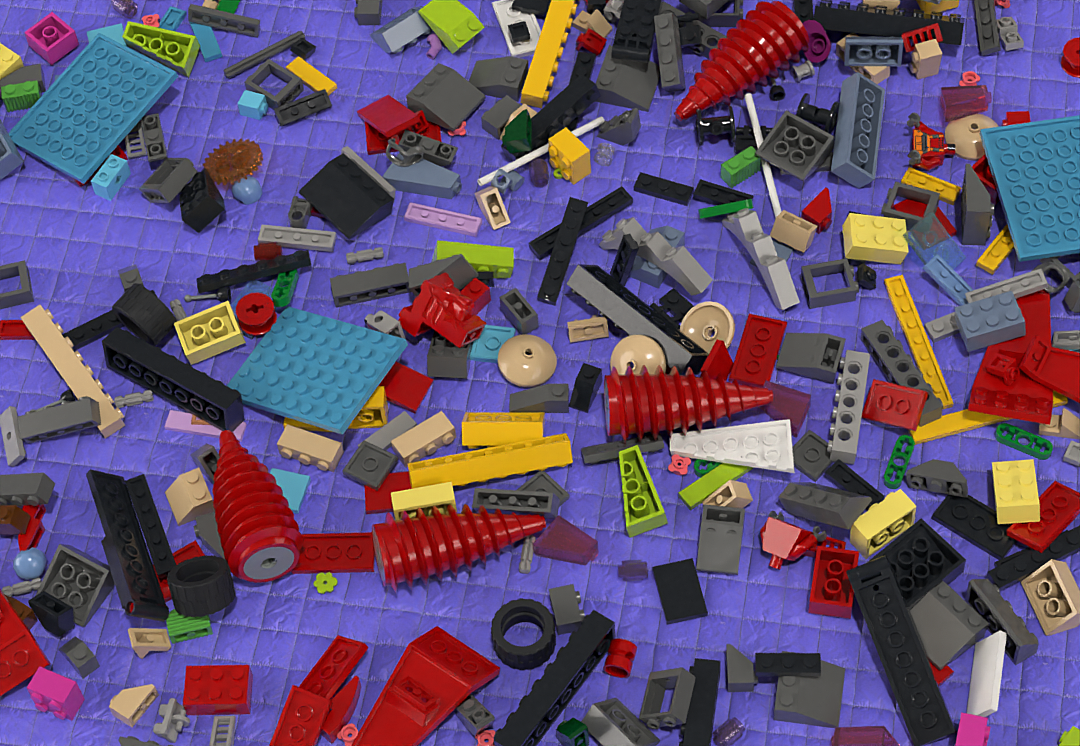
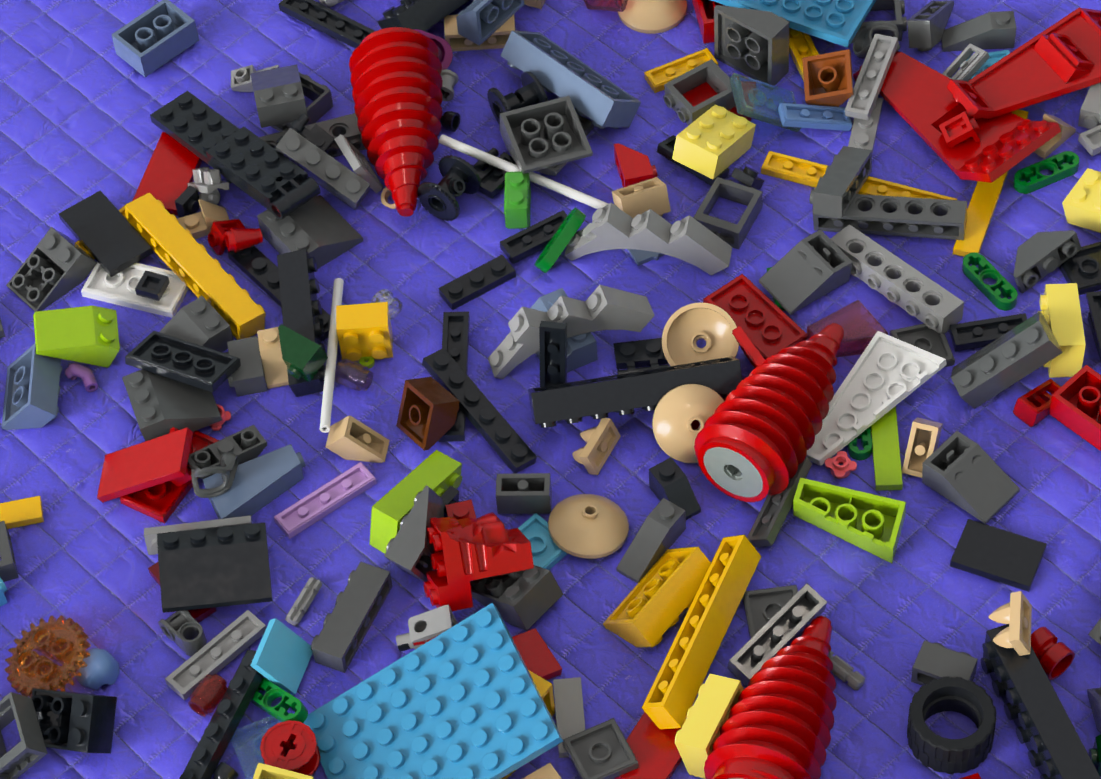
camera: 55 degrees left, 5 degrees down
(302, 107) = (39, 546): black plate -> none
(313, 268) = (282, 656): none -> medium azure tile
(424, 439) = (610, 680): tan brick -> none
(471, 83) = (183, 361): none -> black tile
(510, 180) = (342, 406): sand blue leg -> none
(538, 224) = (426, 411): none -> reddish brown slope
(566, 543) = (860, 620): clear pink slope -> none
(588, 50) = (242, 238): none -> red cone
(606, 622) = (1018, 616): none -> tan tile
(621, 128) = (371, 268): dark grey slope -> none
(633, 570) = (943, 579): clear purple brick -> none
(691, 64) = (358, 163): none -> light grey tile
(786, 540) = (1015, 422): torso -> none
(894, 405) = (930, 237): red tile -> none
(895, 327) = (841, 182): none -> dark grey brick
(927, 145) = (635, 43): torso -> none
(980, 265) = (828, 78): none -> dark orange slope
(990, 321) = (898, 108): sand blue brick -> none

